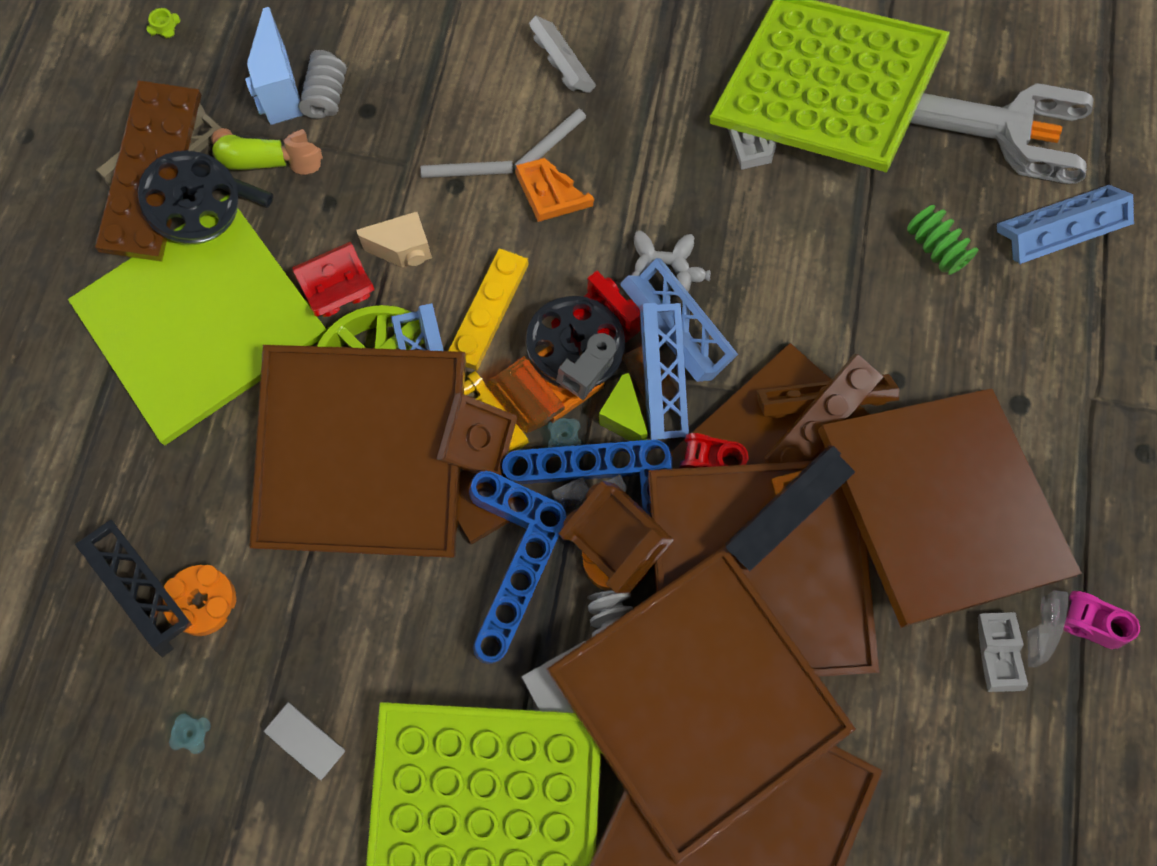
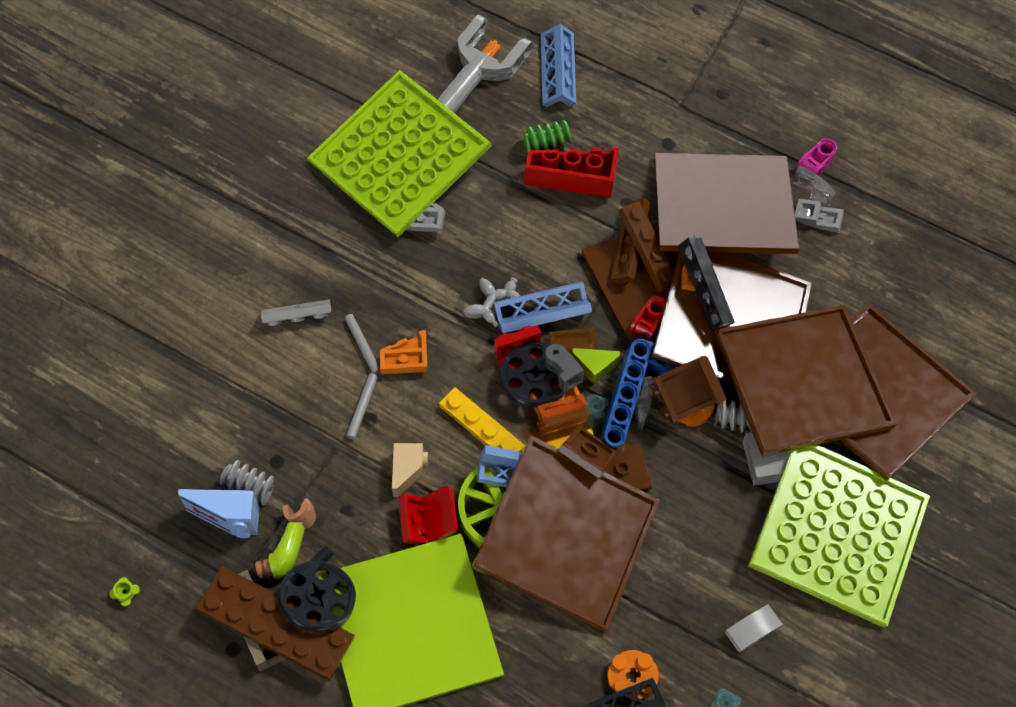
camera: 75 degrees left, 5 degrees down
(521, 562) = (679, 459): blue beam -> none
(653, 368) = (557, 320): medium blue fence -> none
(906, 292) = (573, 170): none -> red wedge

